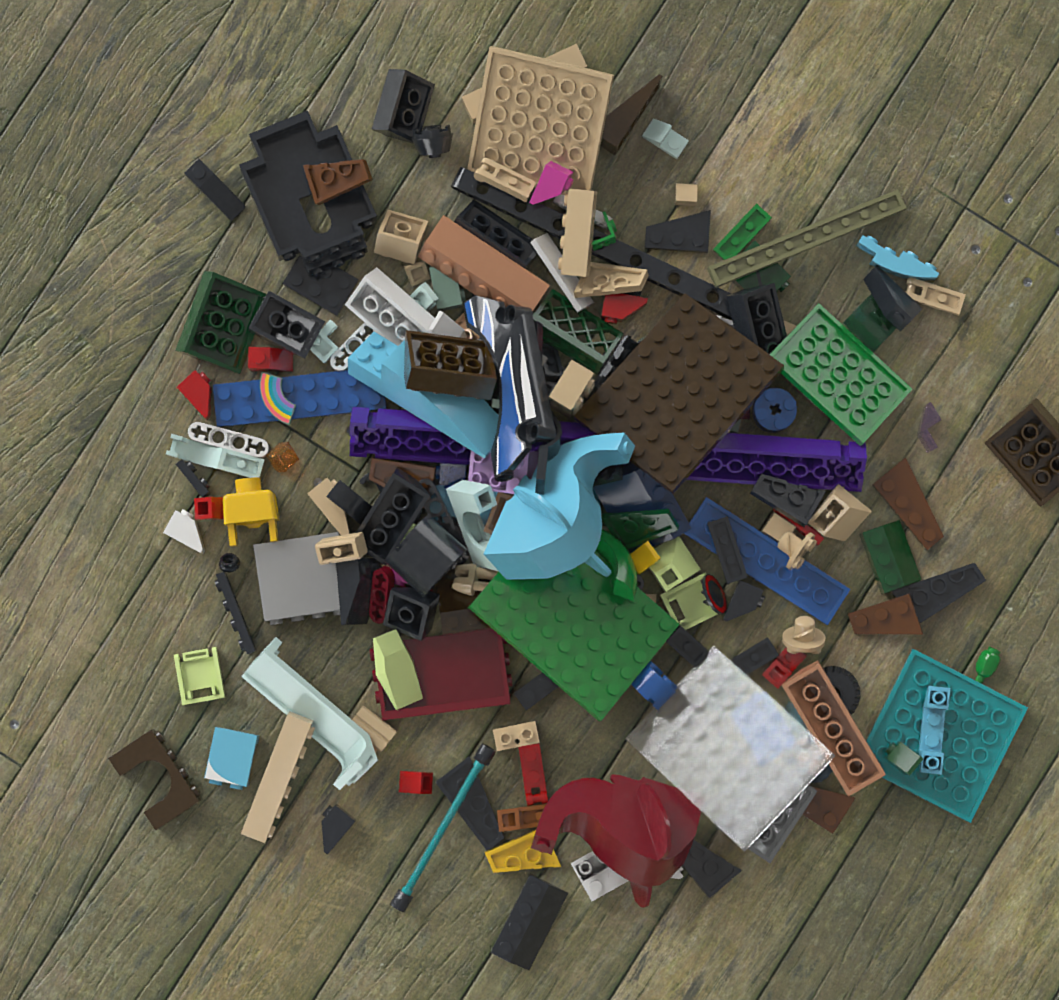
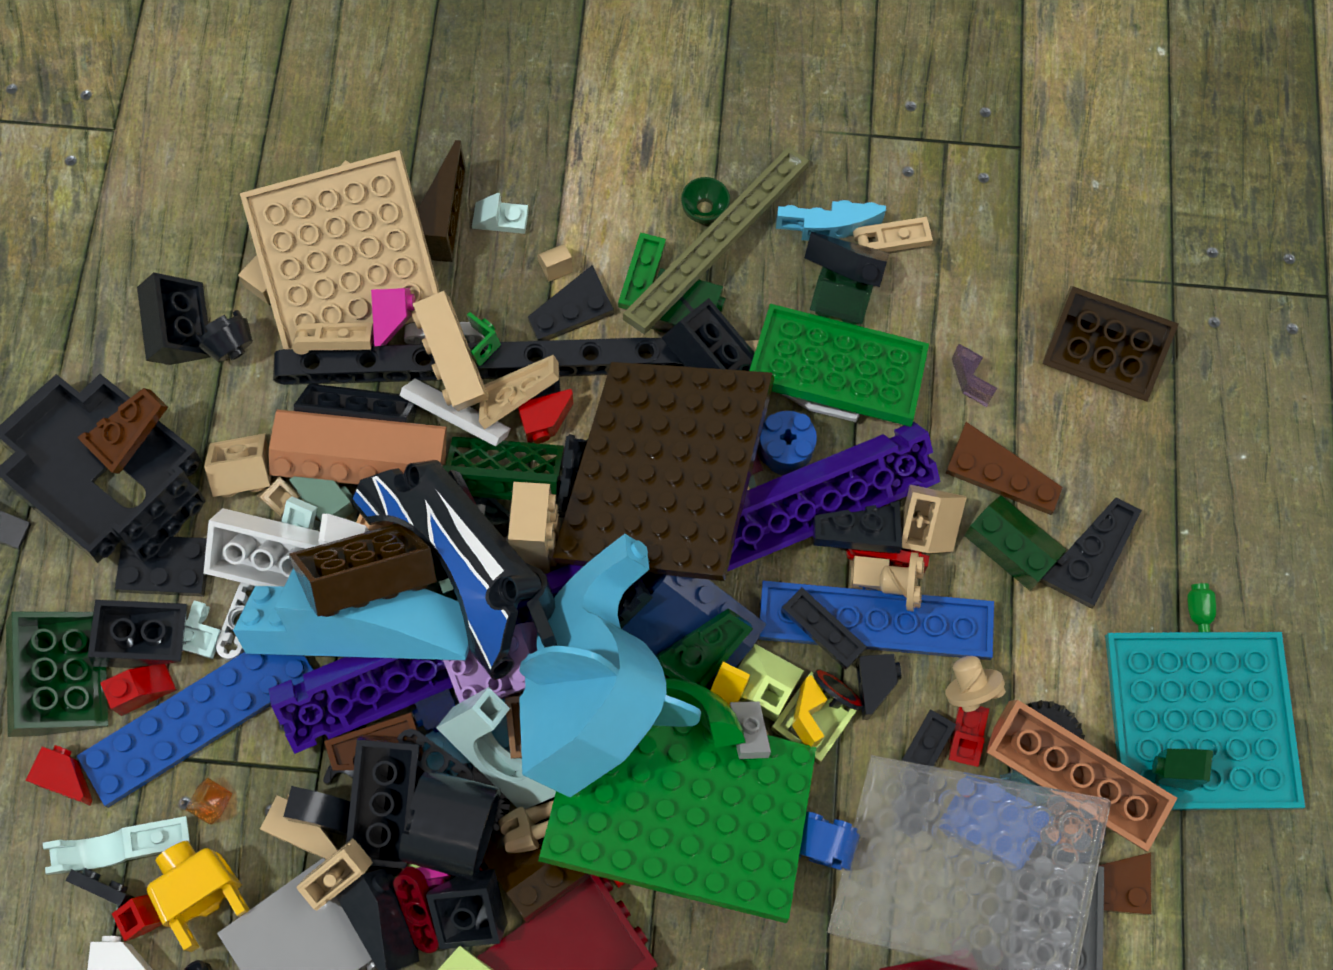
camera: 30 degrees left, 15 degrees down
(229, 437) = (128, 814): white beam -> none
(274, 398) = (164, 731): tile -> none
(535, 690) = (681, 929): black plate -> none
(645, 588) = (754, 730): none -> light grey plate
(687, 646) = (841, 772): black plate -> none
(691, 592) = (809, 701): none -> yellow slope
(817, 191) = (705, 190): none -> dark green piece
(887, 617) = (1057, 611): reddish brown wing -> none
(932, 729) = (1189, 714): medium azure slope -> none

